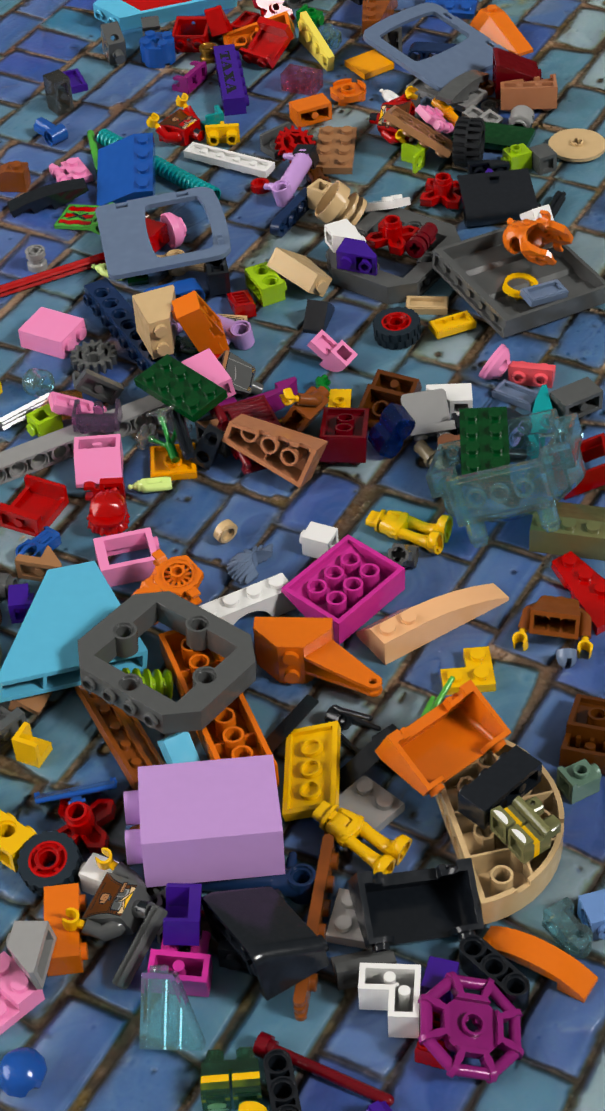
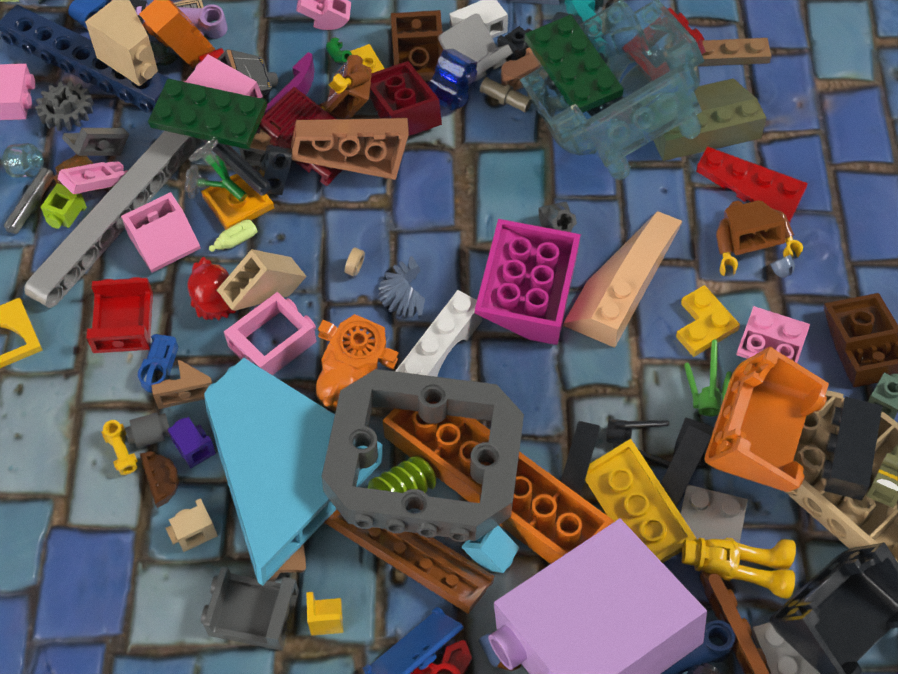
camera: 30 degrees left, 15 degrees up
(98, 420) = (131, 184): clear purple window -> none
(105, 483) = (178, 269): red plate -> none
(143, 509) = (259, 278): none -> tan slope
(305, 648) = (544, 367): orange slope -> none
(318, 539) = (459, 234): white brick -> none
(397, 525) = (521, 182): yellow piece -> none
(514, 701) = (775, 331): none -> bright pink slope

